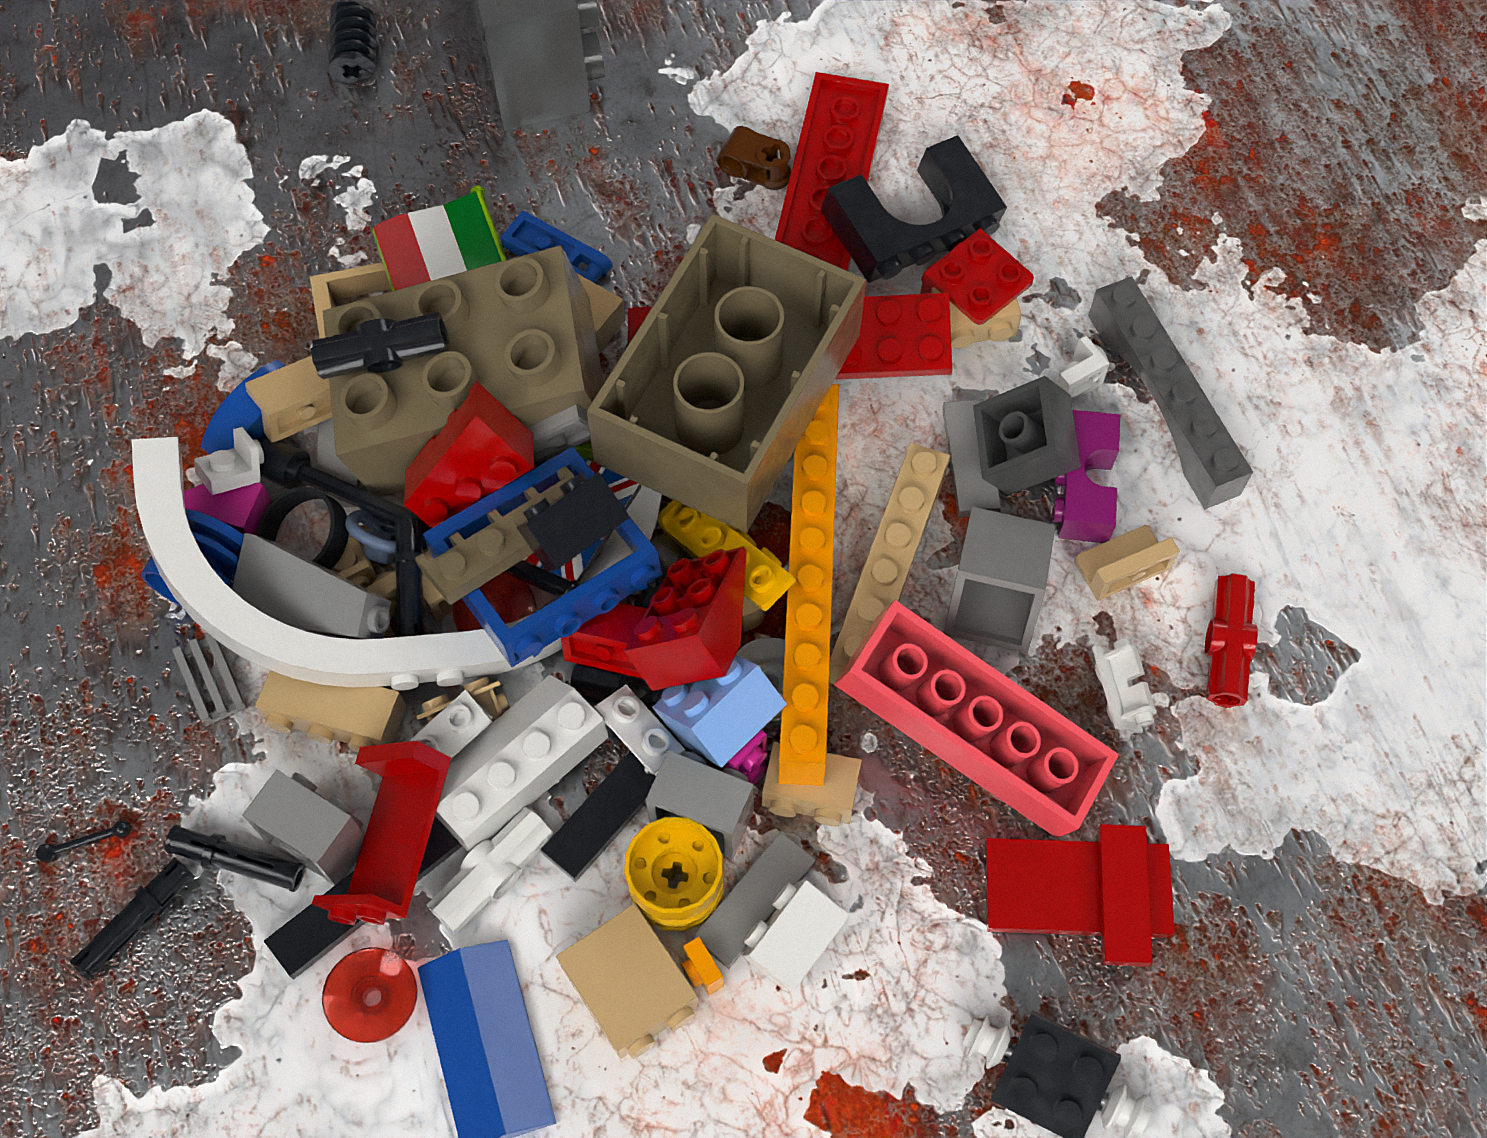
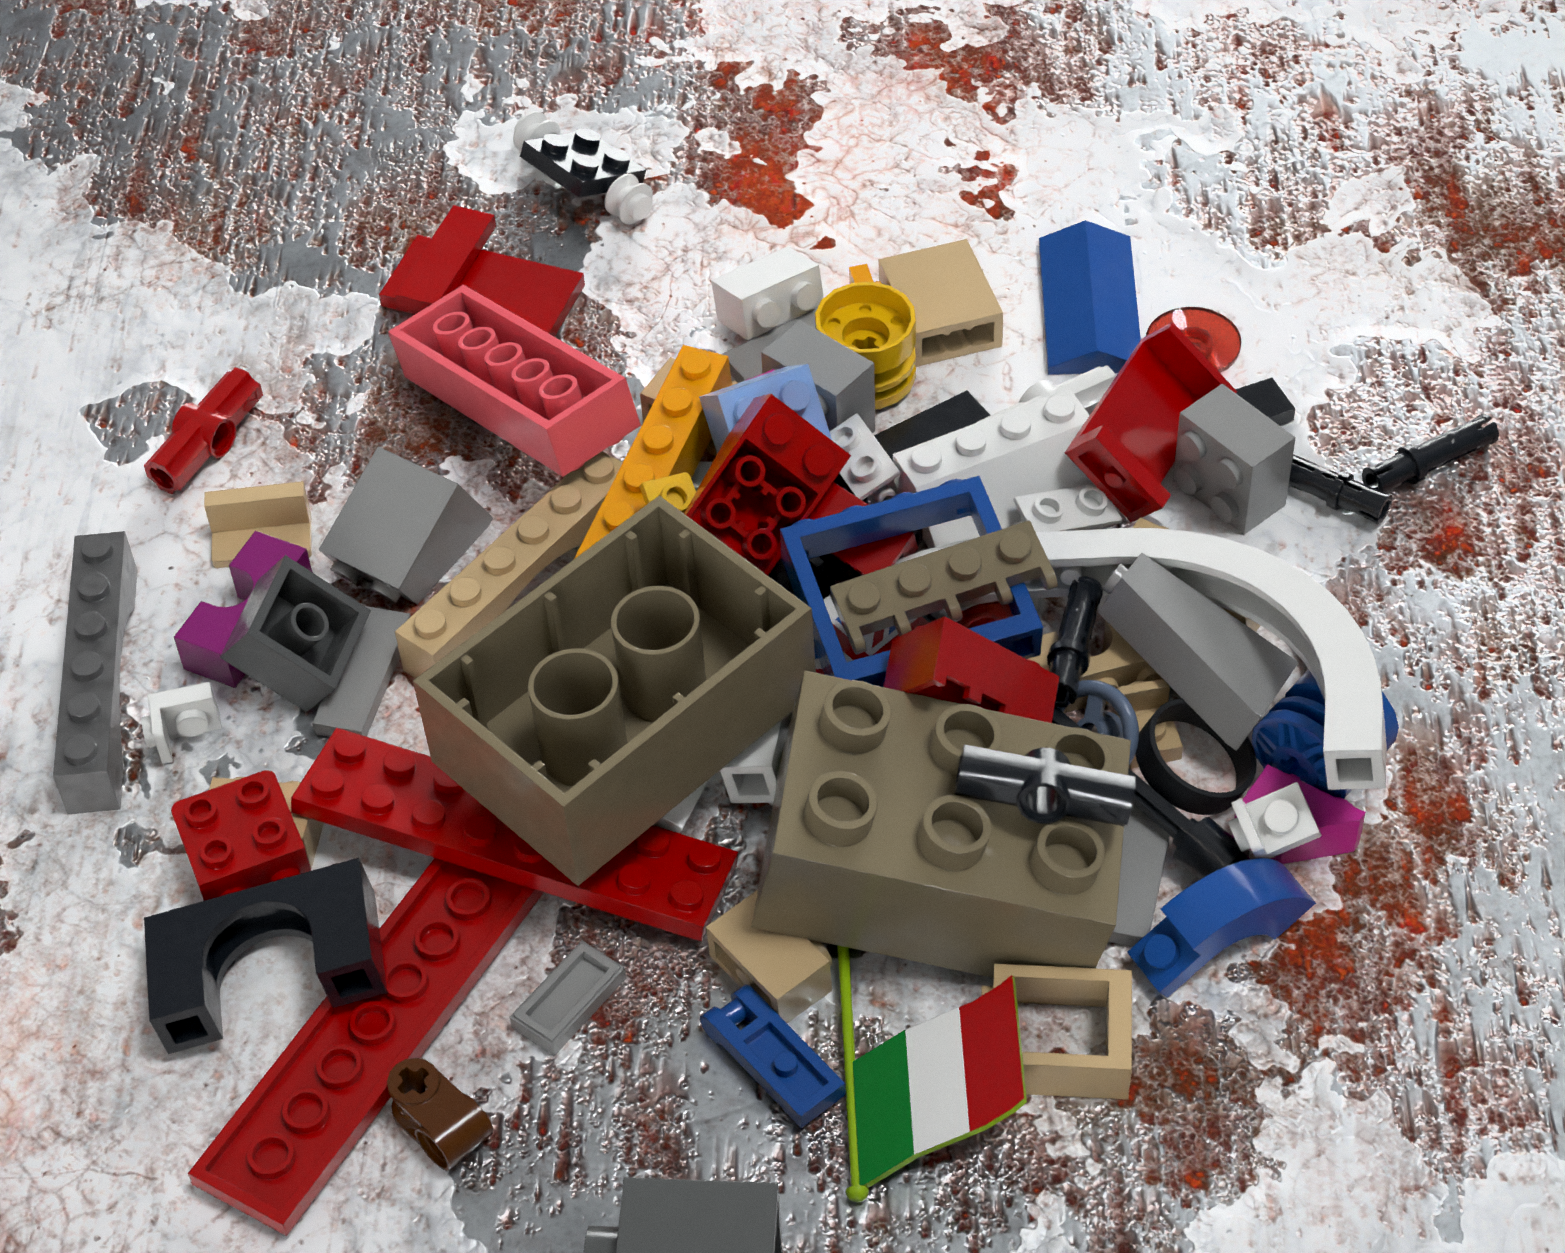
camera: 160 degrees left, 15 degrees down
(47, 853) = (1525, 541): black hinge -> none
(291, 399) = (1175, 889): tan panel -> none
(572, 521) = (866, 544): black brick -> none
(1128, 704) = (336, 426): white hinge -> none

